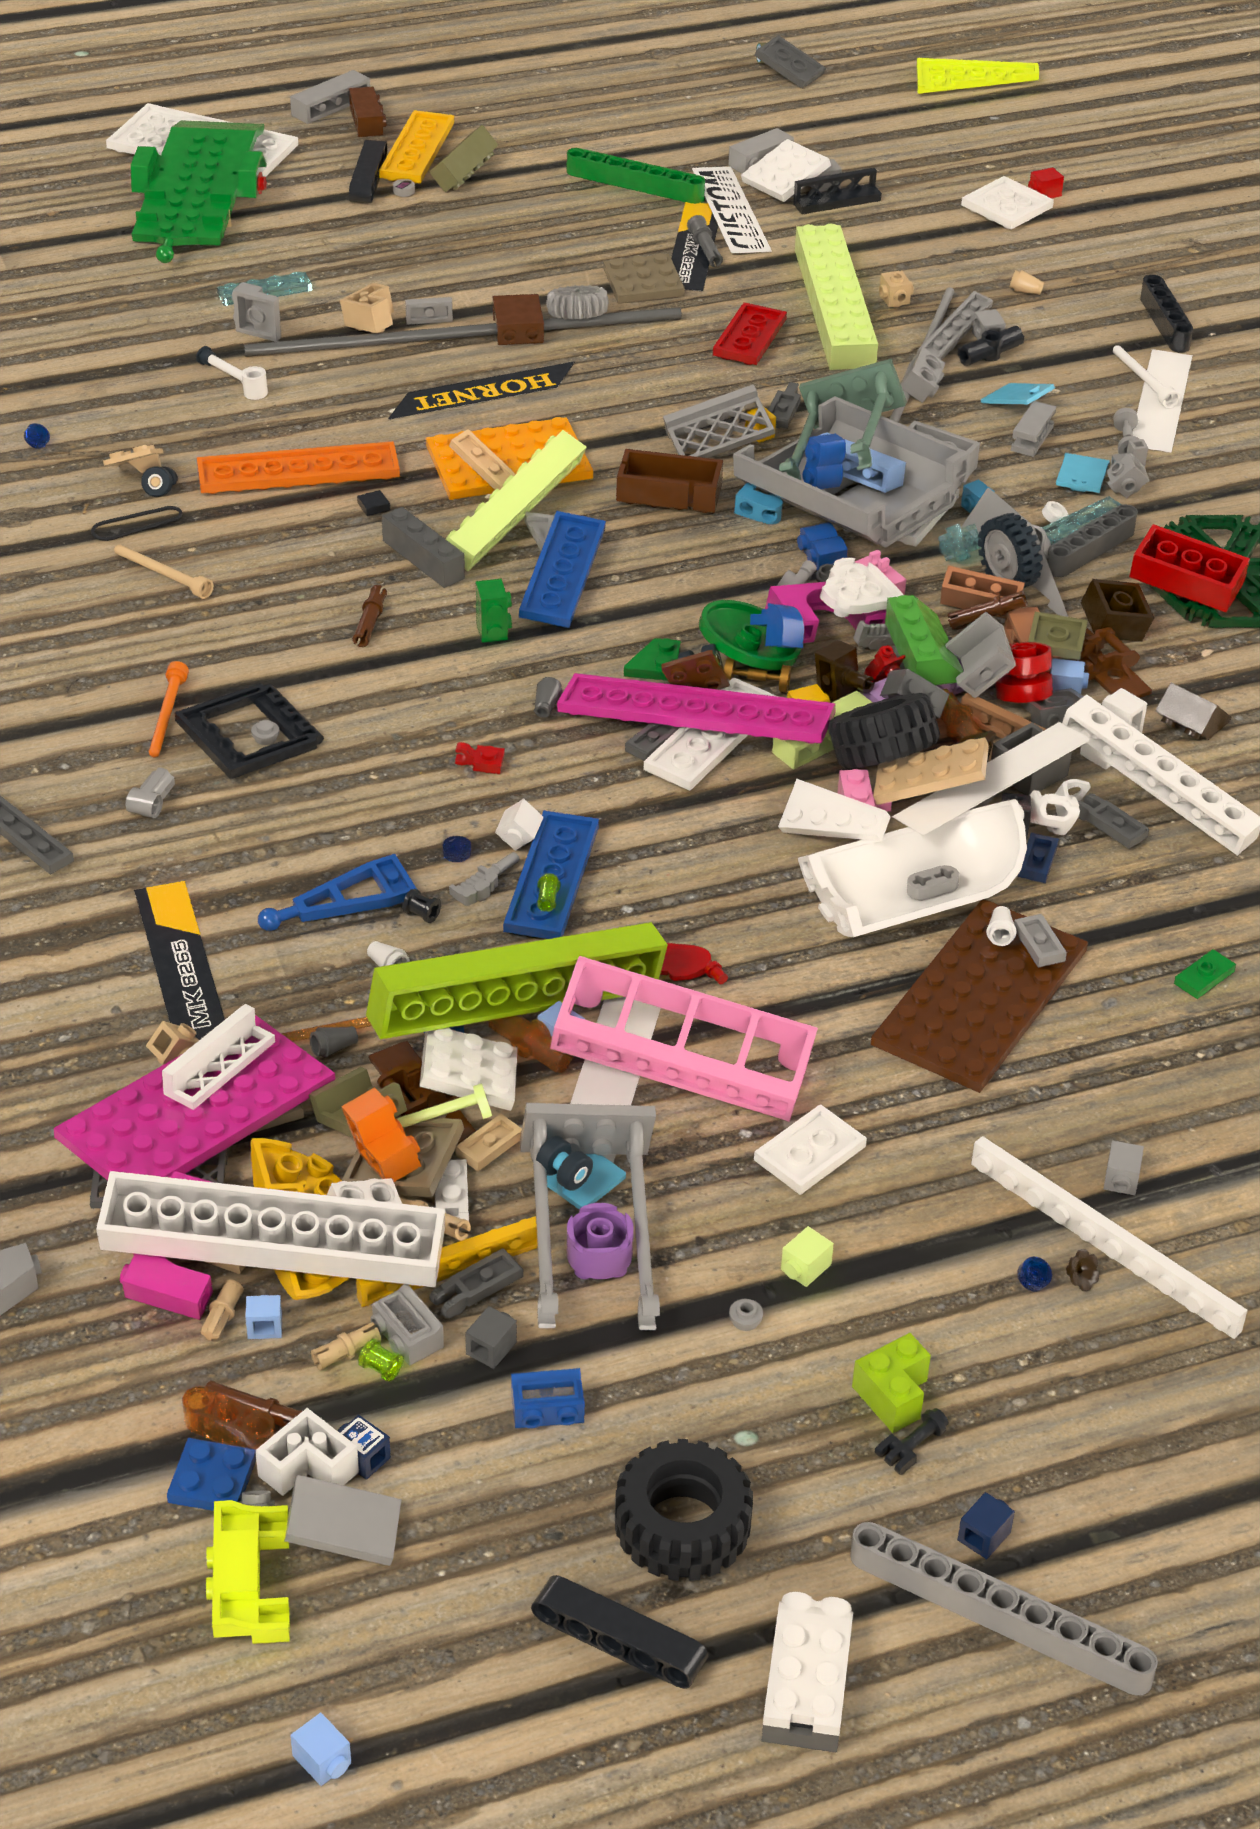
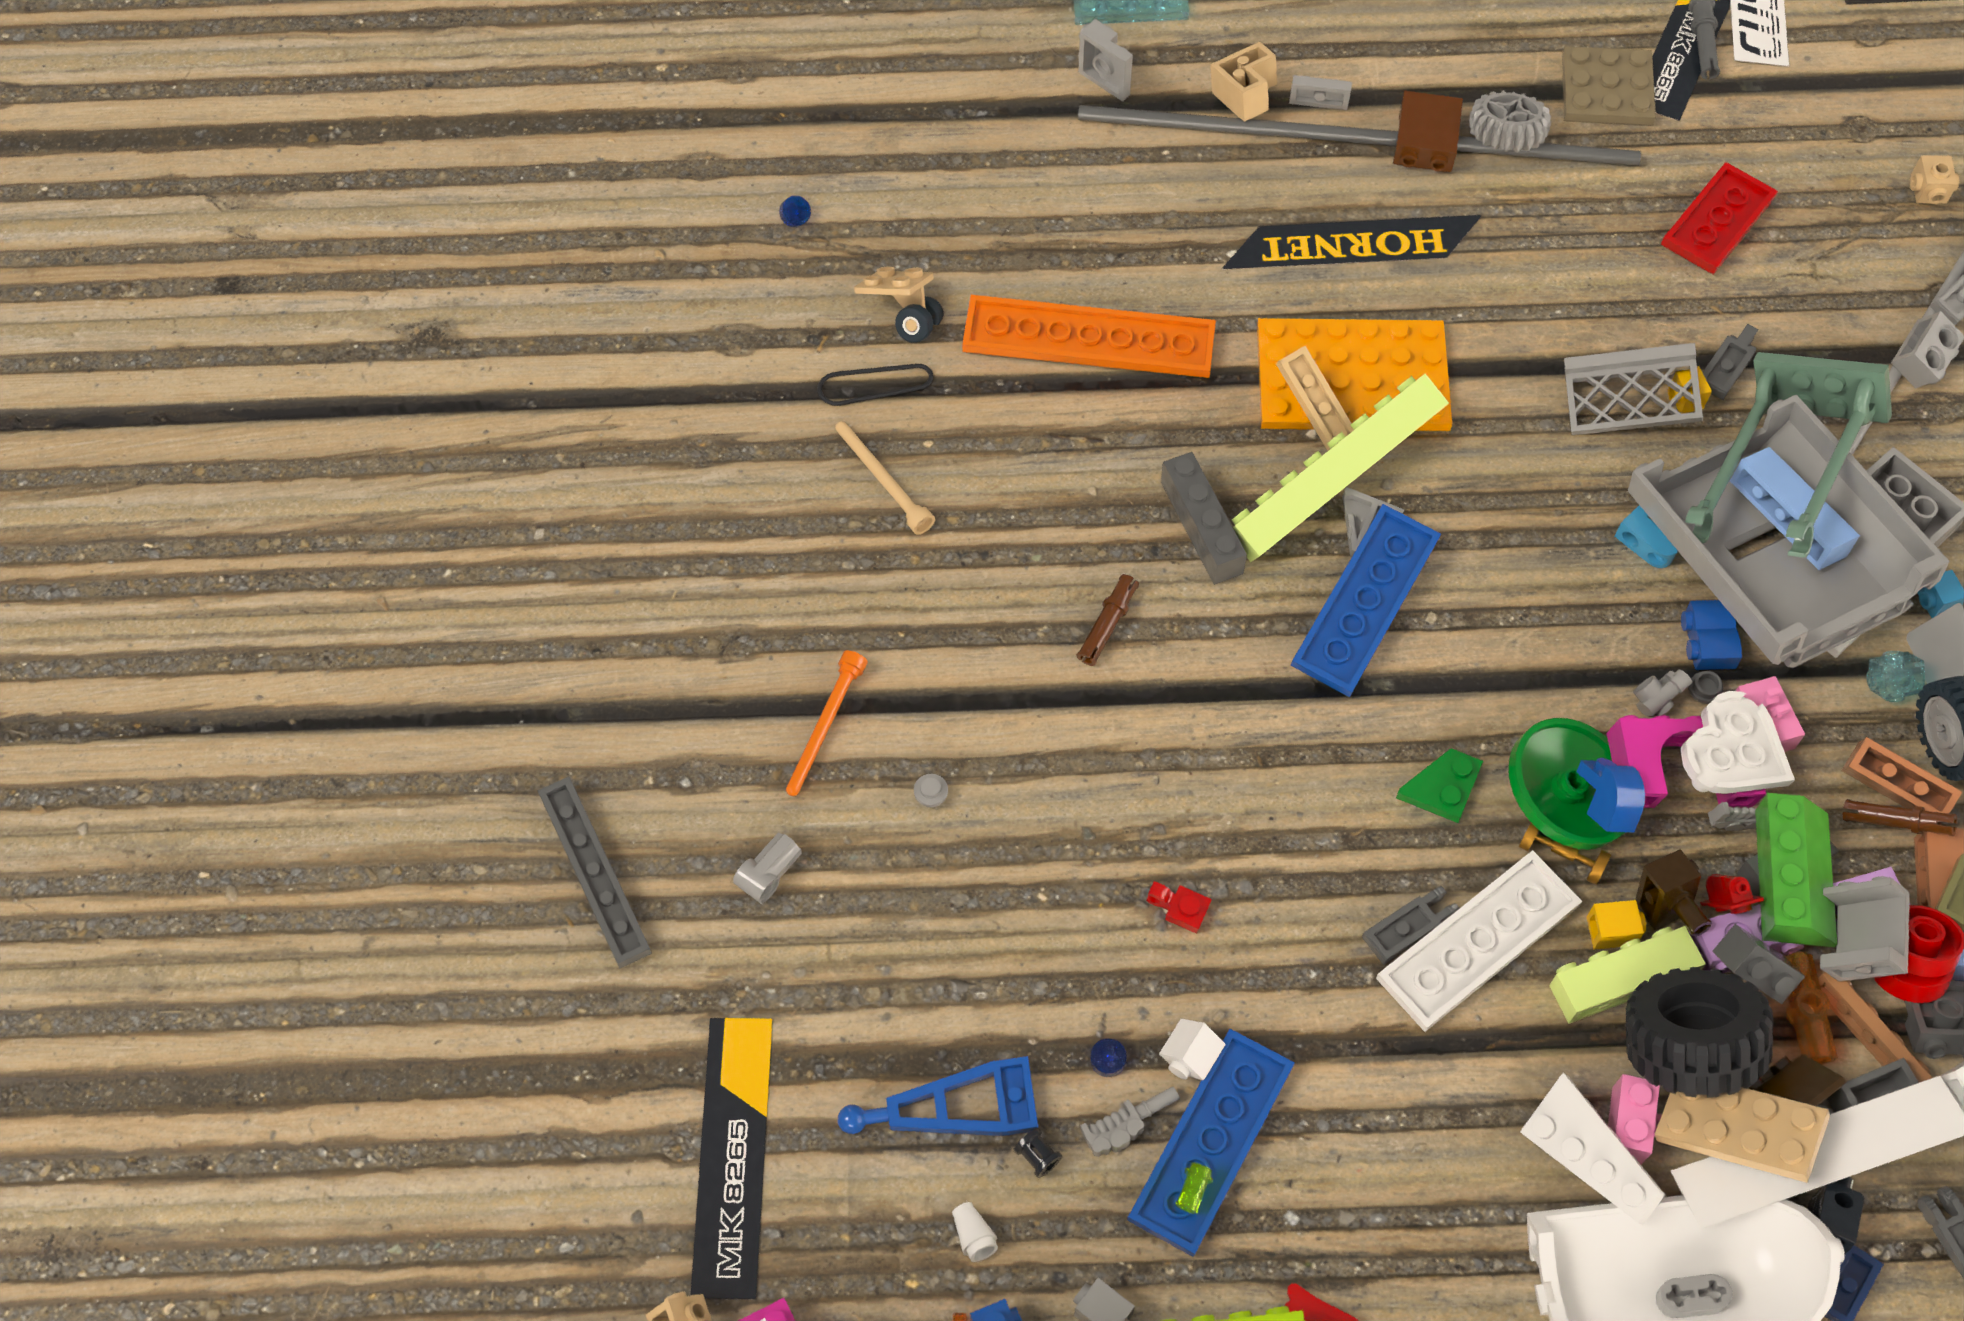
camera: 20 degrees right, 20 degrees up
(252, 378) = (1072, 169): white piece -> none
(301, 734) = (867, 798): black hinge -> none
(373, 503) = (1165, 417): black tile -> none
(492, 610) = (1257, 661): green brick -> none
(547, 695) = (1288, 819): dark grey cone -> none
(669, 480) = (1543, 474): reddish brown piece -> none
(697, 708) = (1472, 907): dark pink plate -> none
(698, 669) = (1488, 823): reddish brown plate -> none
(824, 461) = (1750, 516): blue brick -> none
(835, 297) = (1850, 178): yellowish green brick -> none
(1066, 806) = (1902, 1223): white piece -> none

